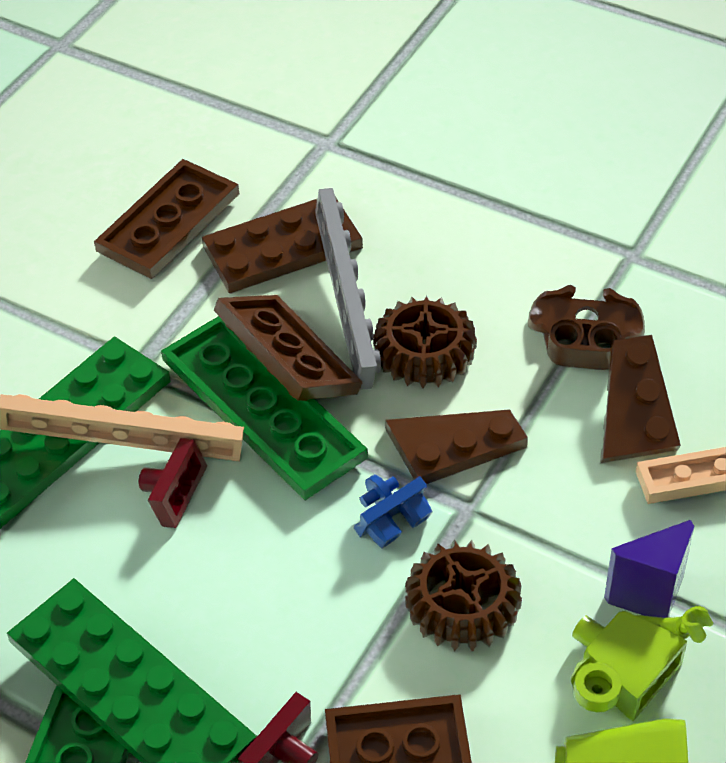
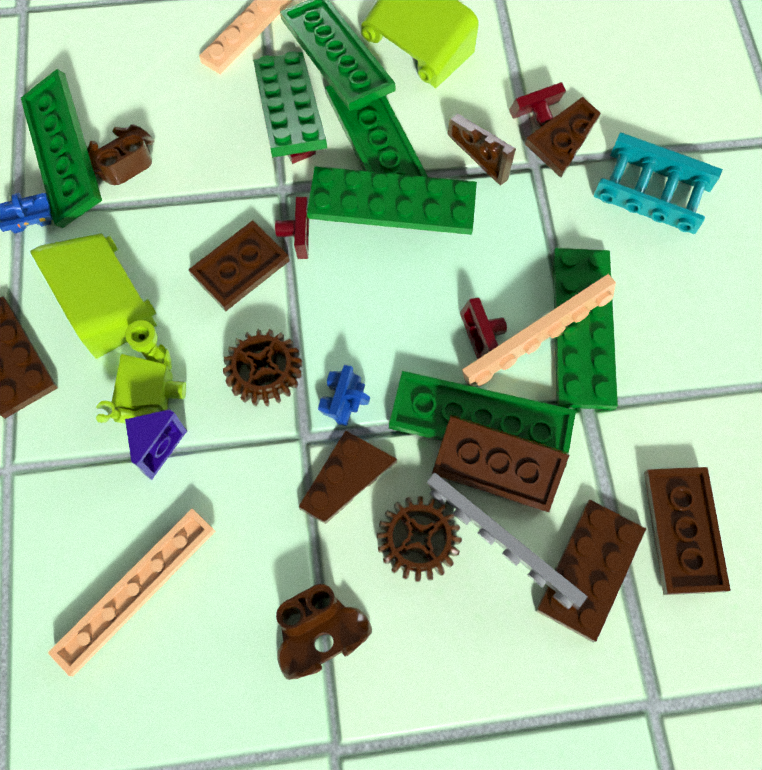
camera: 140 degrees right, 20 degrees up
(638, 405) = (240, 579): reddish brown wing -> none

